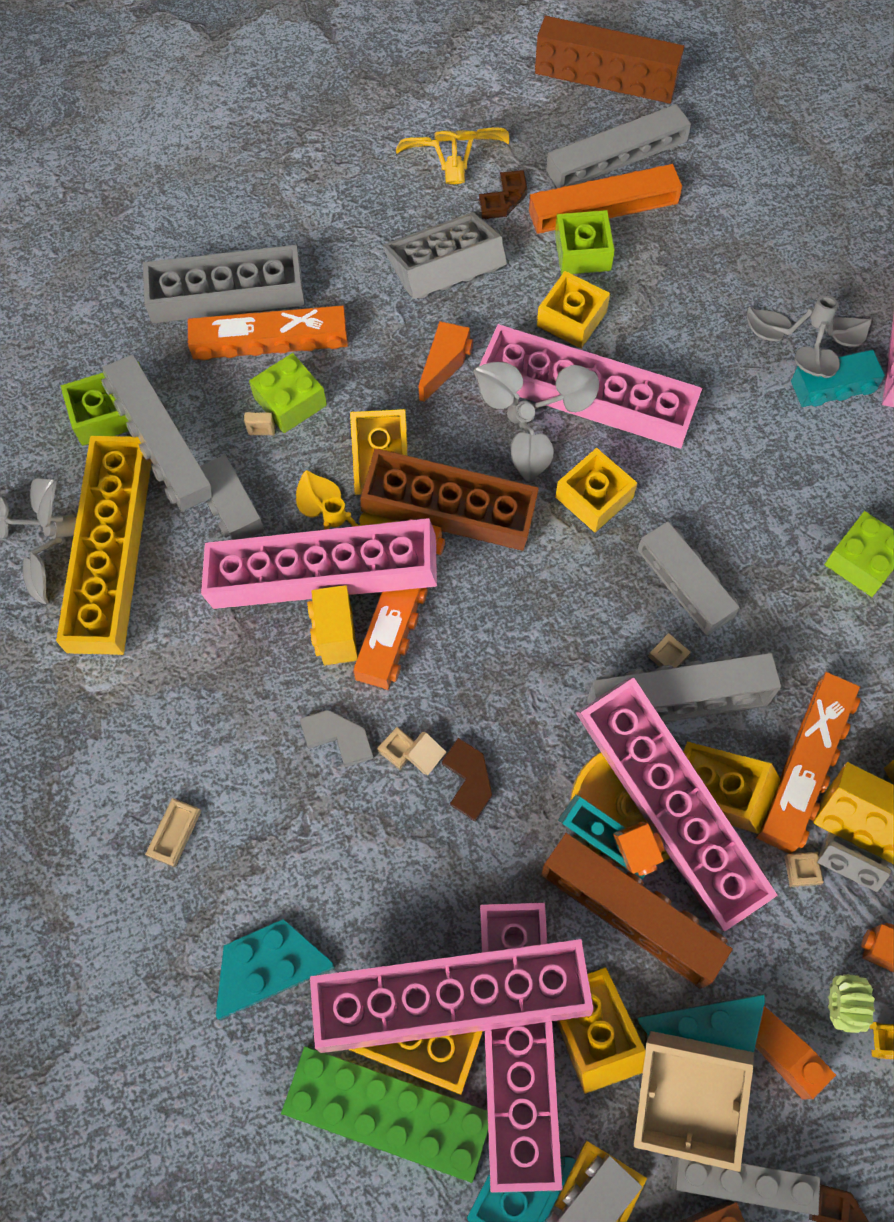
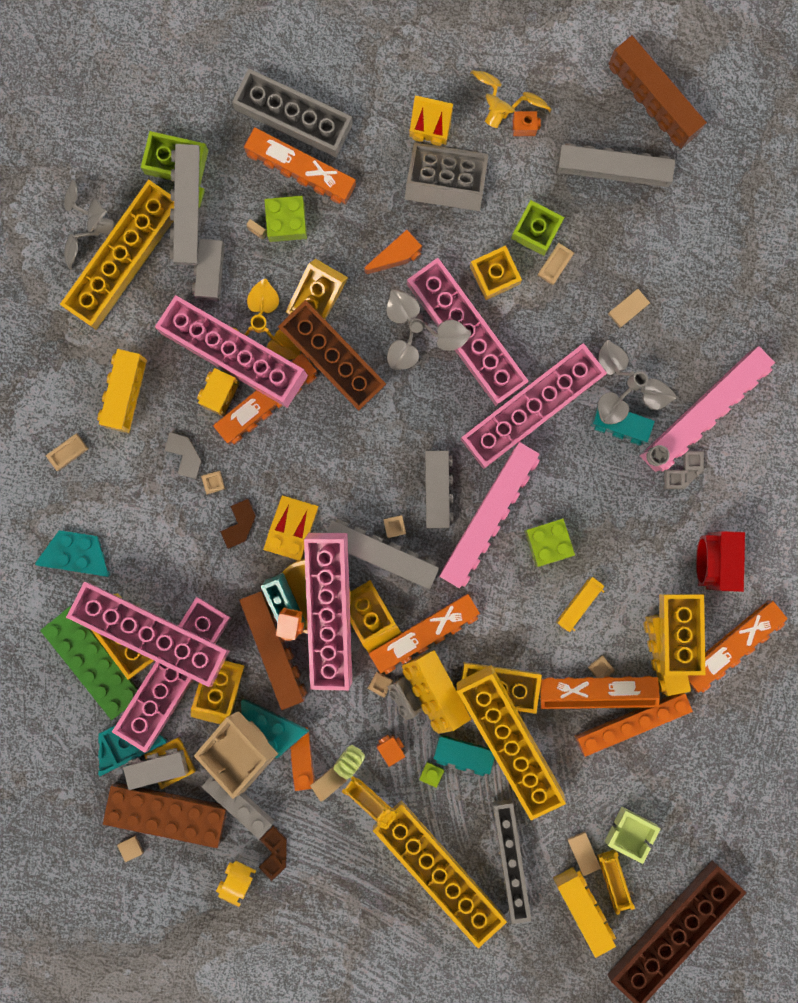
camera: 30 degrees right, 20 degrees up
(204, 700) = (122, 391): none -> yellow brick
(388, 200) = (430, 120): none -> yellow slope
(425, 753) = (224, 495): tan tile -> none
(491, 160) = (525, 123): none -> orange brick
(502, 203) = (512, 159): reddish brown tile -> none
(542, 741) = (290, 527): none -> yellow slope
(595, 490) = (422, 403): yellow brick -> none
(616, 194) = (577, 200): orange brick -> none
(629, 271) = (555, 264): none -> tan tile
(725, 420) = (533, 406): none -> bright pink brick
(743, 267) = (628, 308): none -> tan tile
(776, 564) = (489, 514): none -> bright pink brick
(847, 1056) = (327, 784): none -> tan tile

